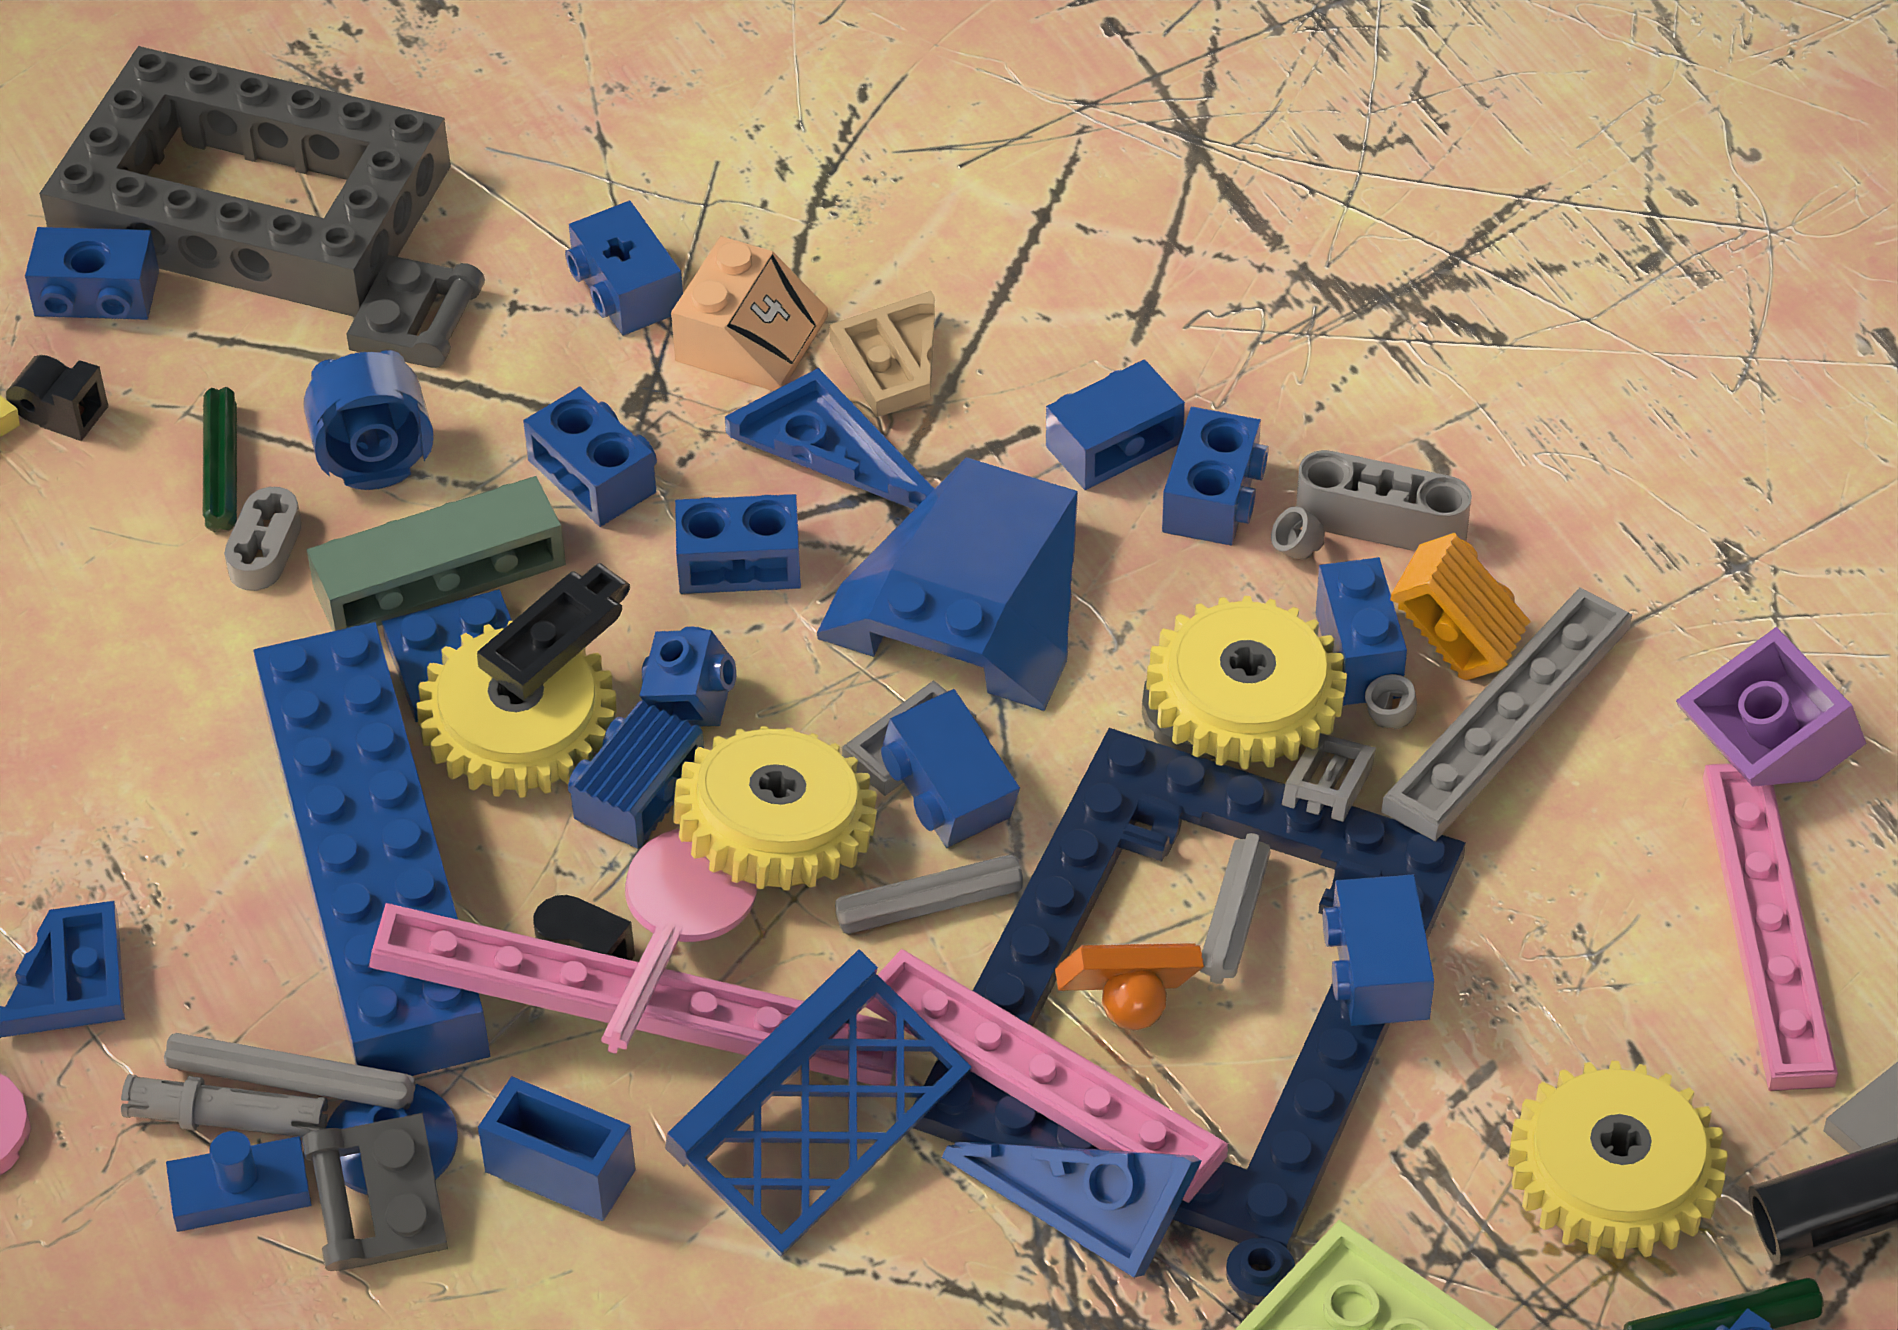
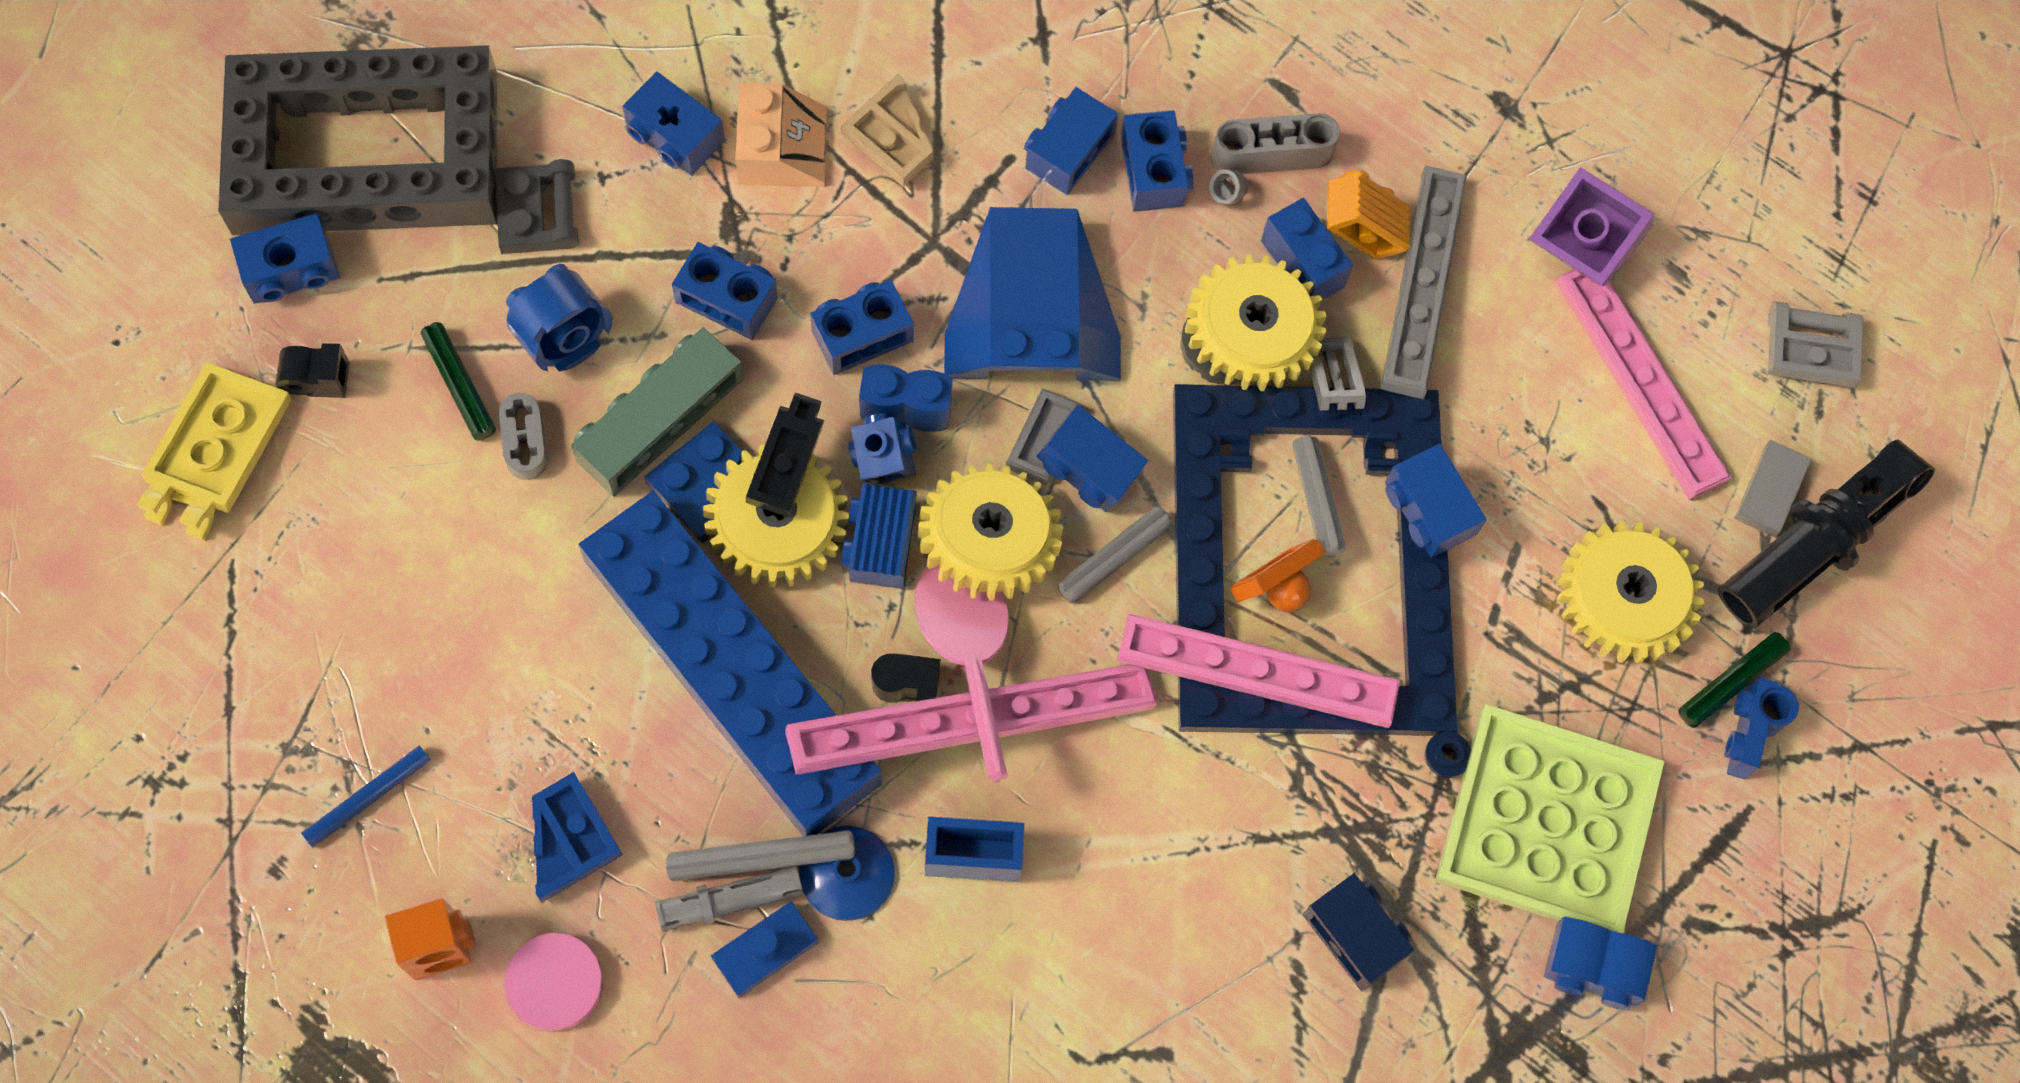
camera: 30 degrees left, 20 degrees up
(398, 1189) = (879, 916): dark grey plate -> none
(761, 632) = (916, 397): none -> blue brick
(776, 1062) = (1090, 735): blue fence -> none
(827, 433) = (873, 213): blue wing -> none
(1097, 1197) = (1330, 746): blue wing -> none
(1380, 699) = (1356, 294): light grey hinge -> none

